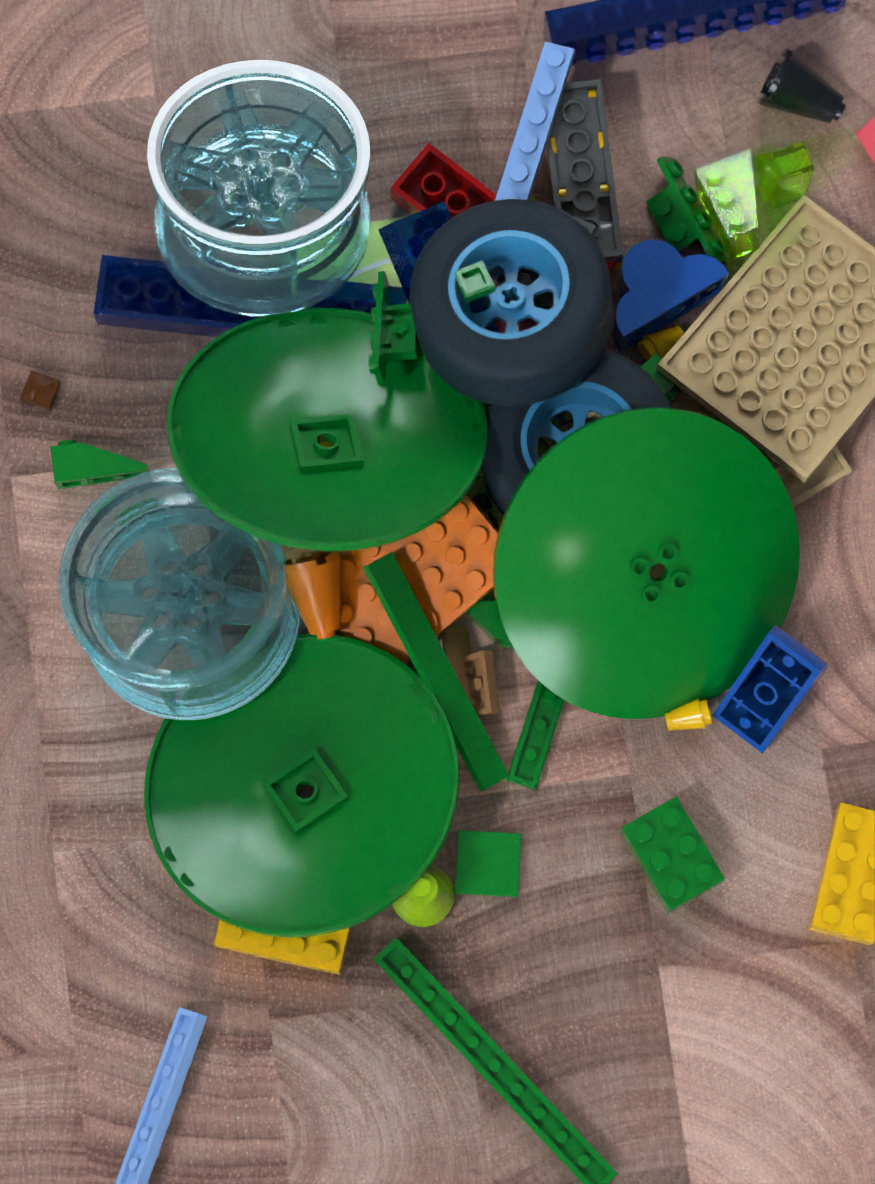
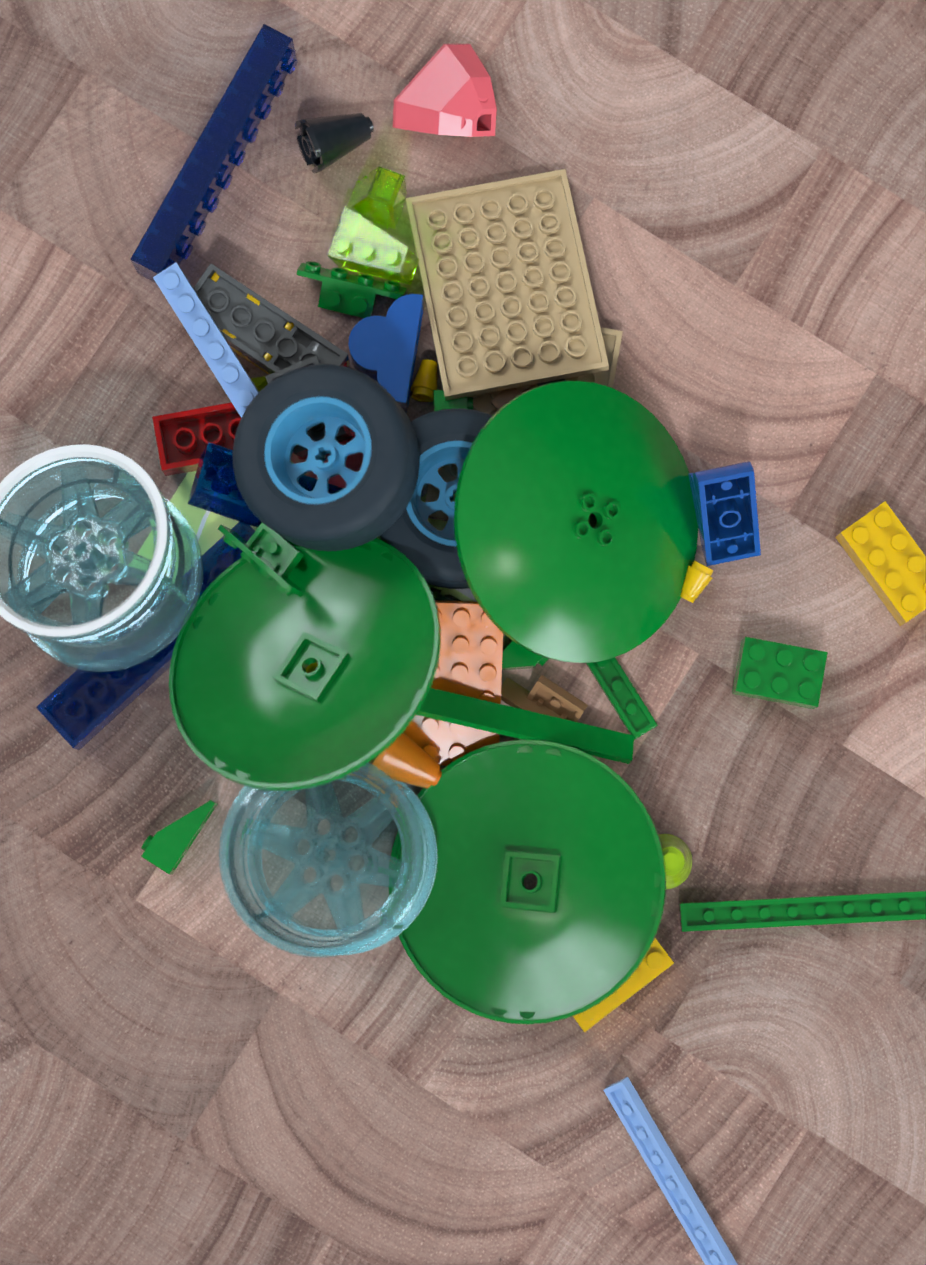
camera: 55 degrees left, 5 degrees up
(40, 390) = (92, 829): reddish brown tile -> none
(474, 281) = (294, 471): tile -> none
(487, 864) = (680, 800): green tile -> none

